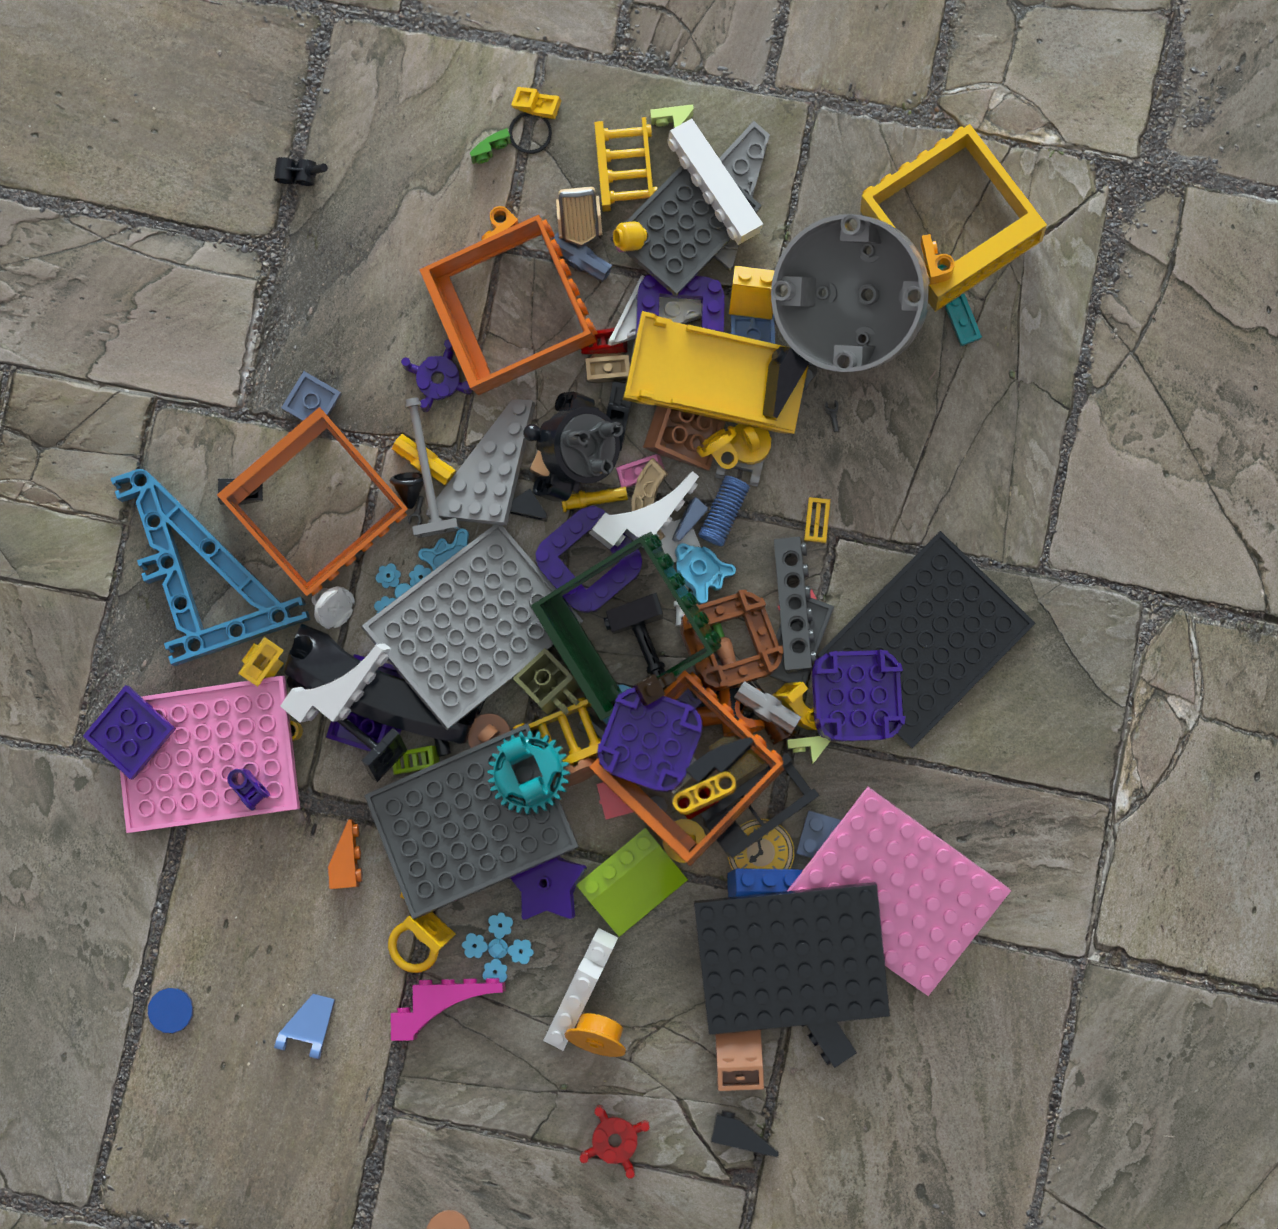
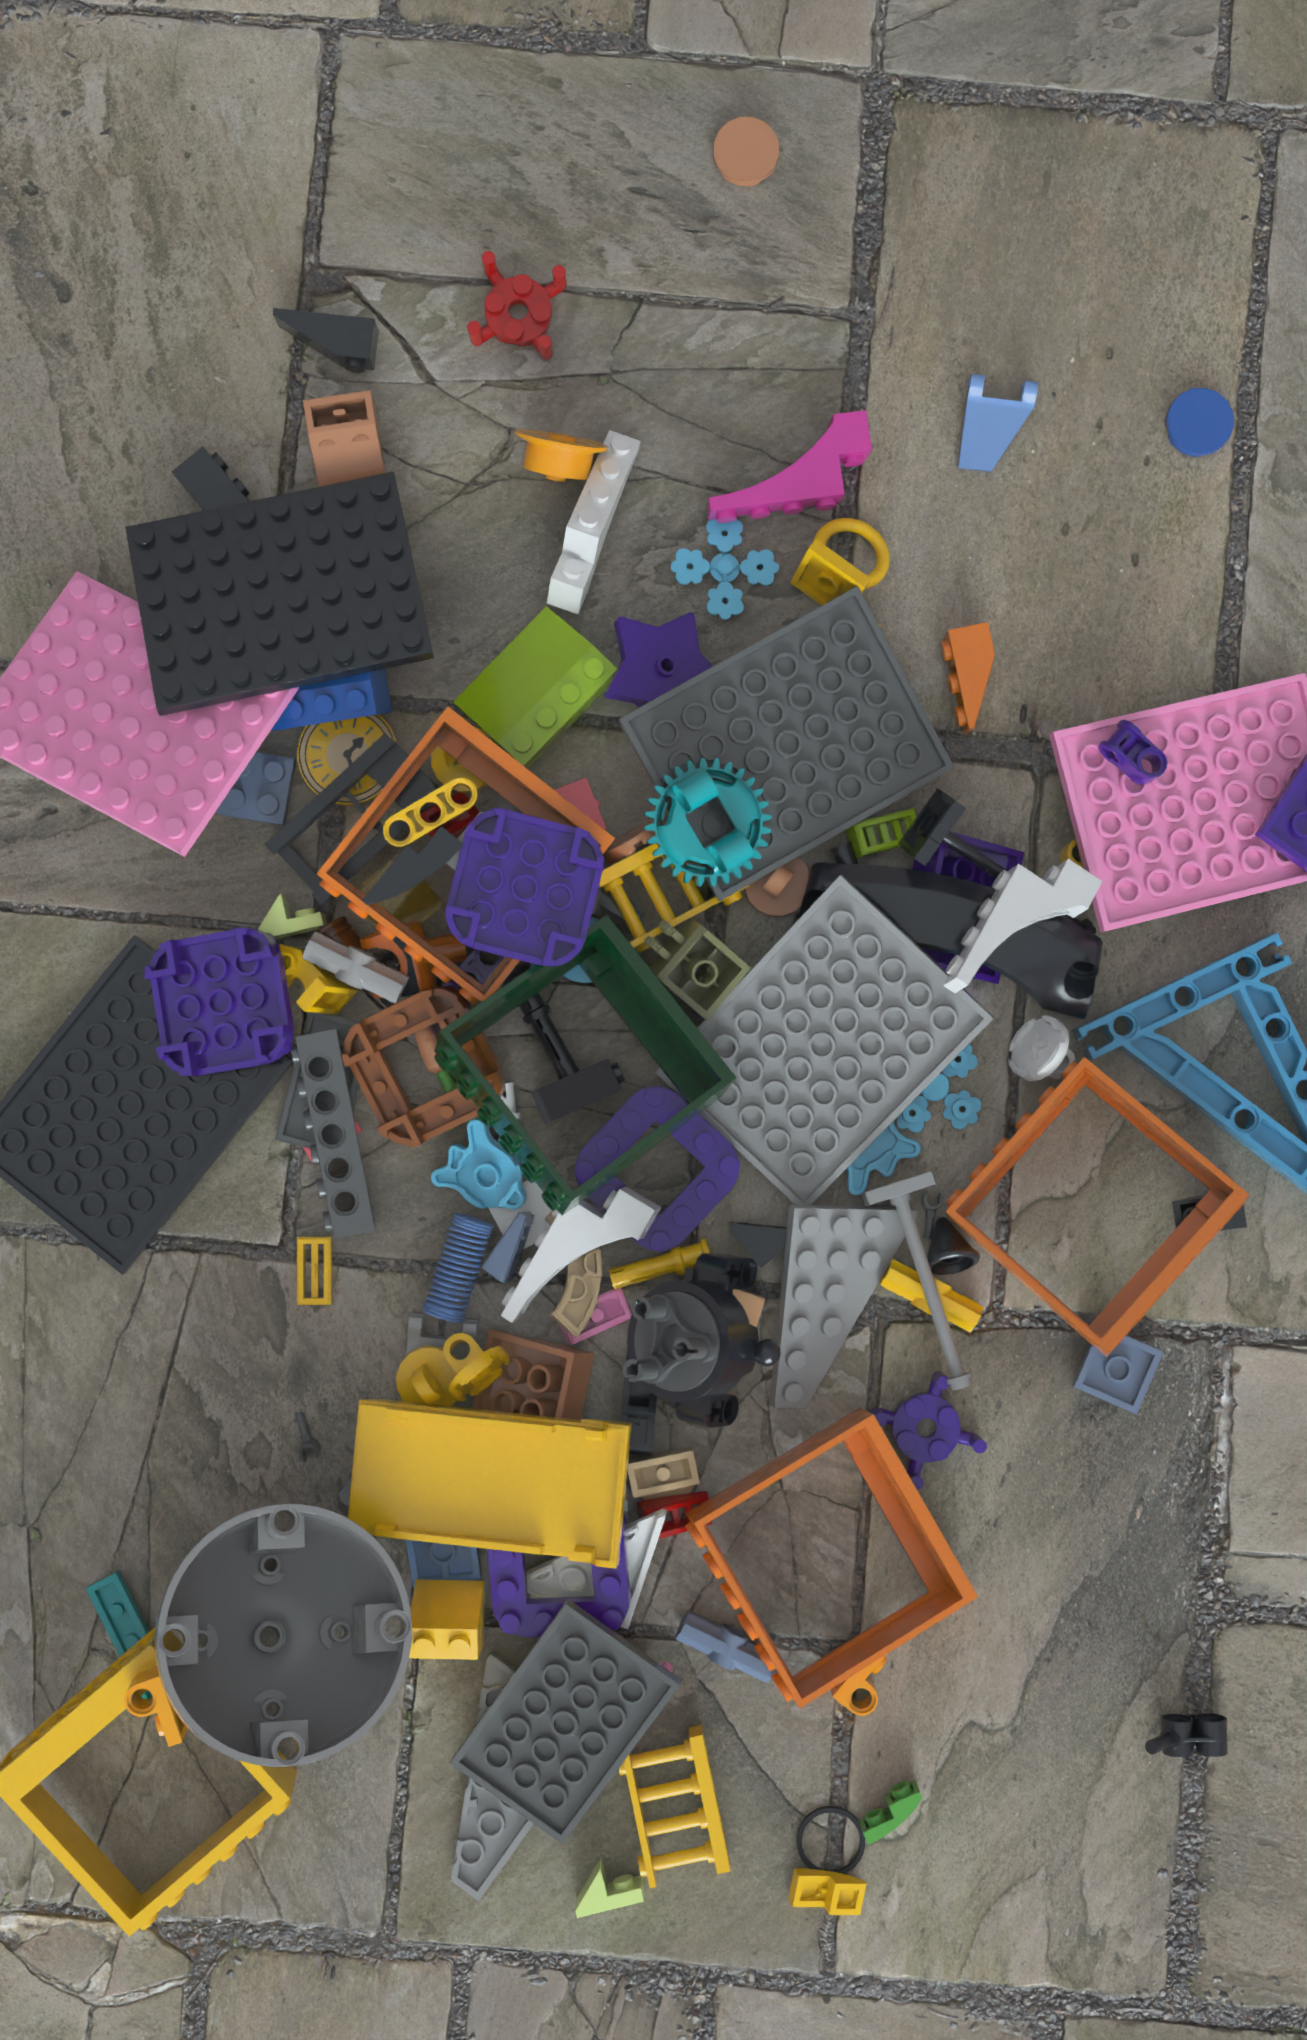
camera: 170 degrees right, 5 degrees up
(261, 661) = (1141, 950): yellow tile -> none
(578, 215) = (736, 1714): tan piece -> none
(629, 236) = (650, 1688): yellow head -> none
(652, 688) = (530, 965): dark brown plate -> none
(714, 181) = (527, 1794): white brick -> none
(782, 378) = (383, 1482): black slope -> none

